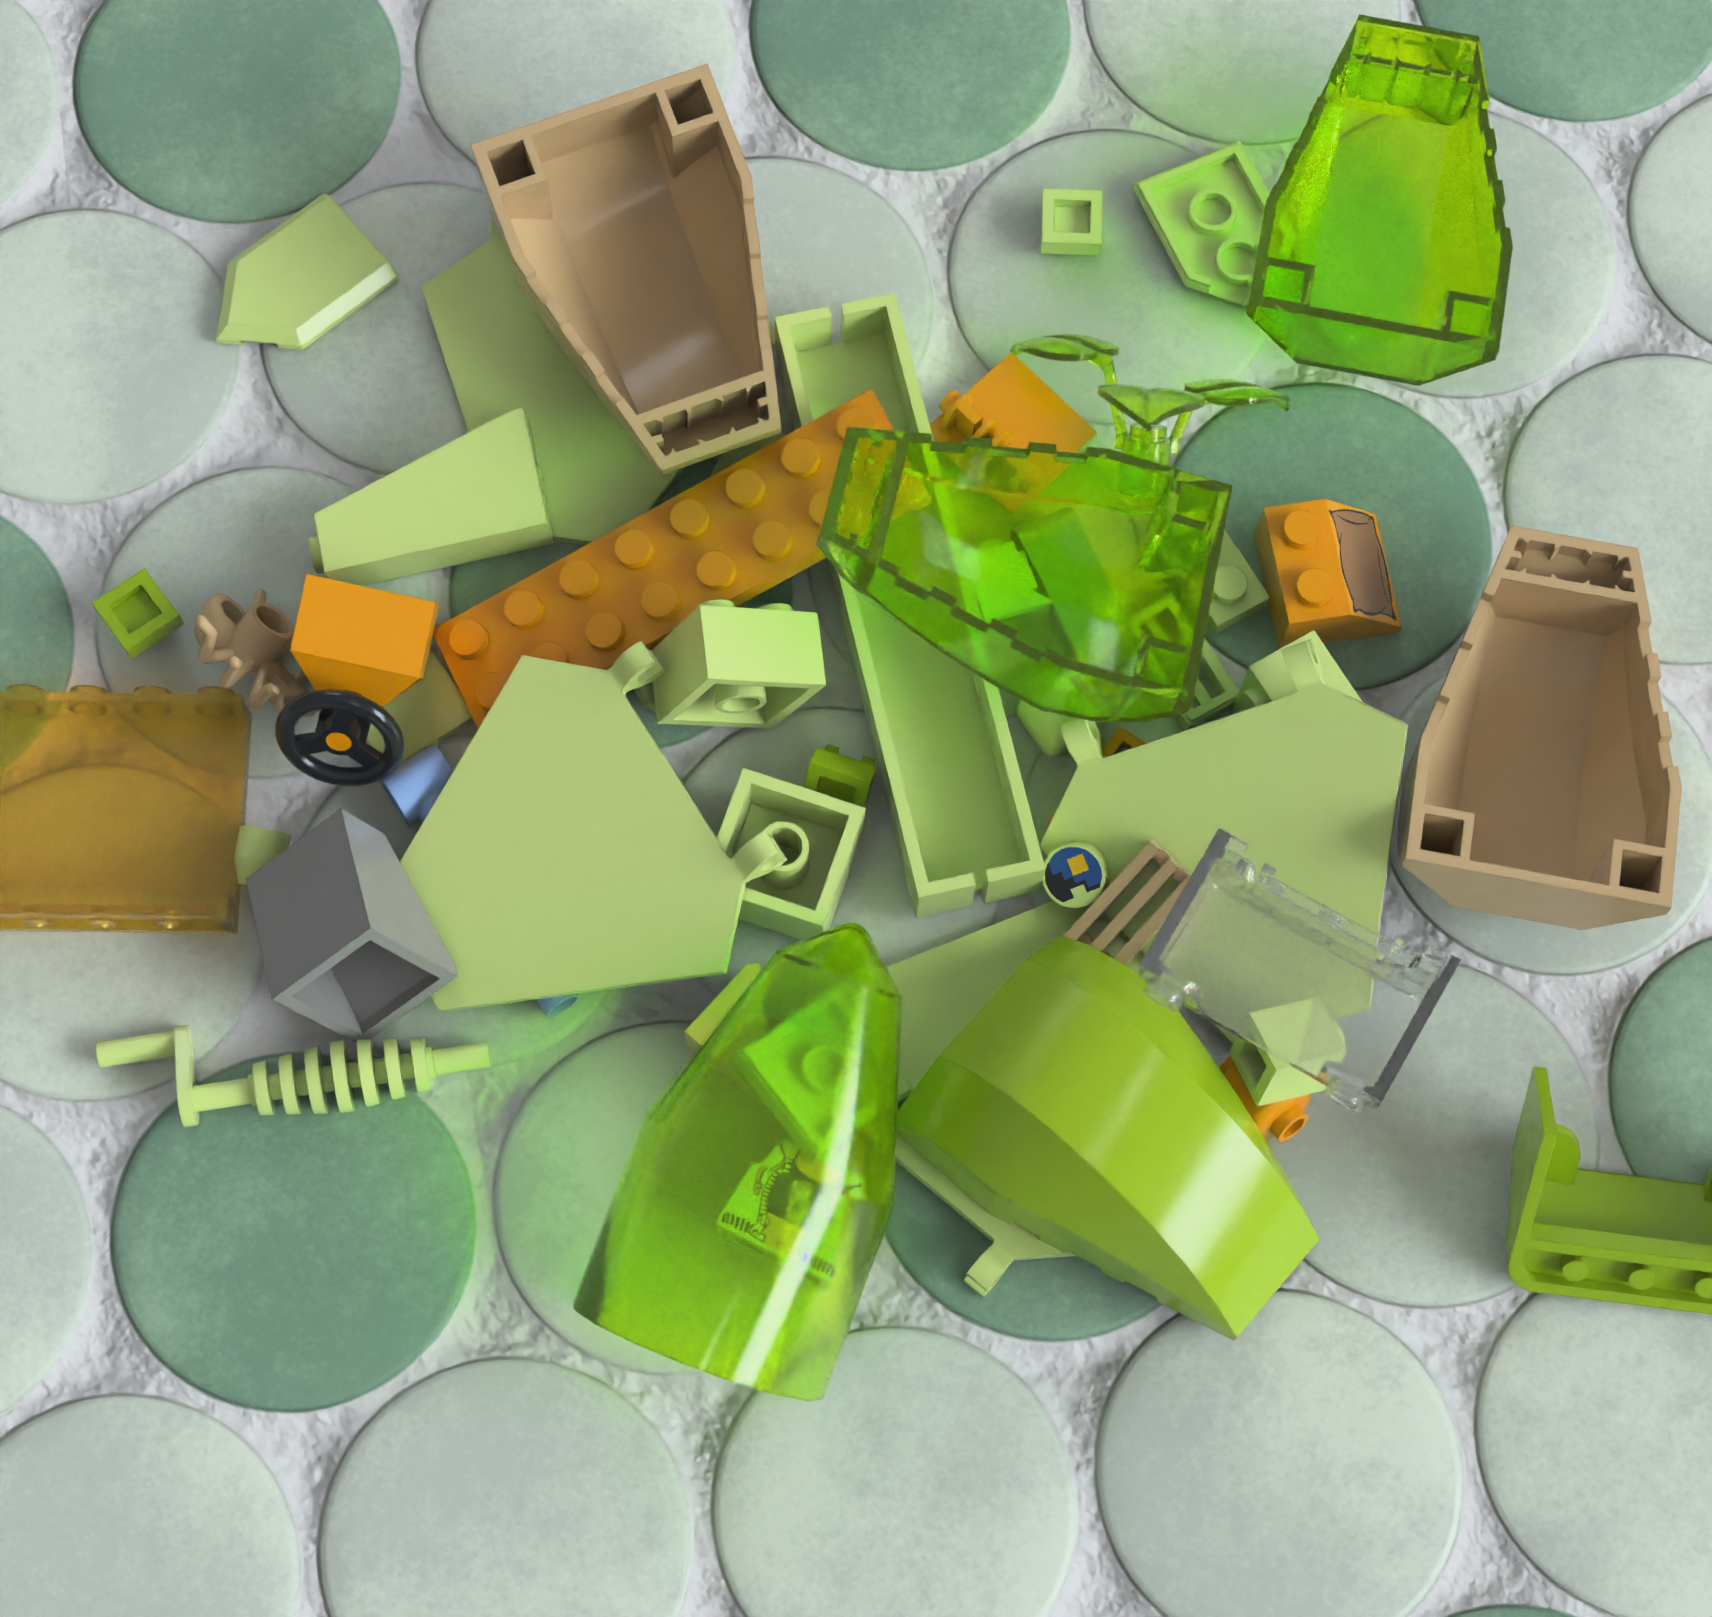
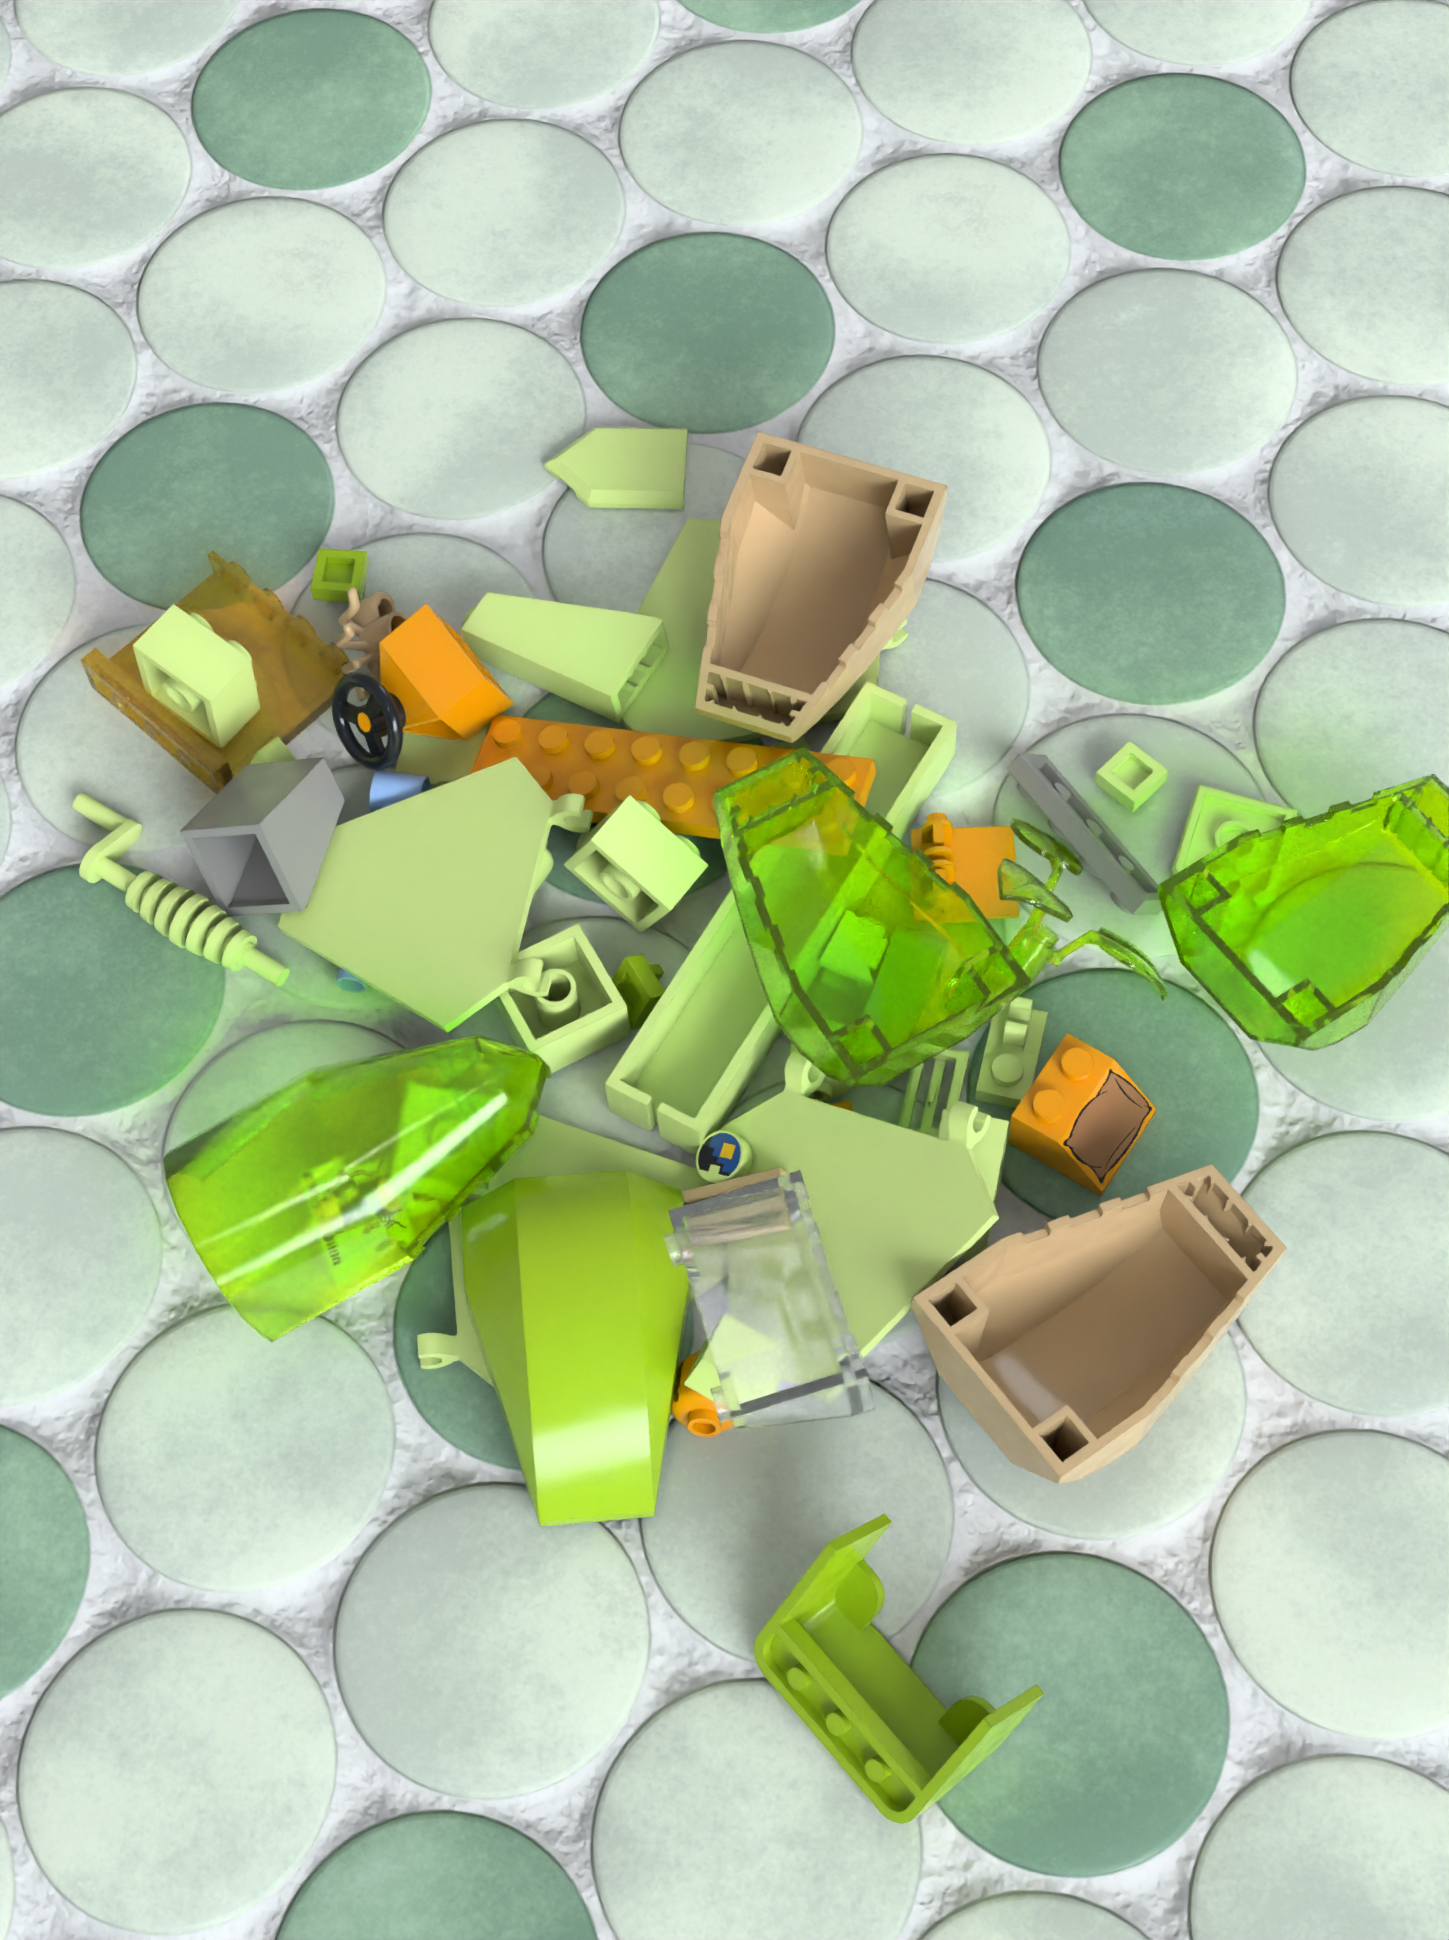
camera: 50 degrees right, 10 degrees down
(113, 829) = (198, 675): none -> yellowish green brick
(1066, 303) = (1077, 822): none -> light grey plate

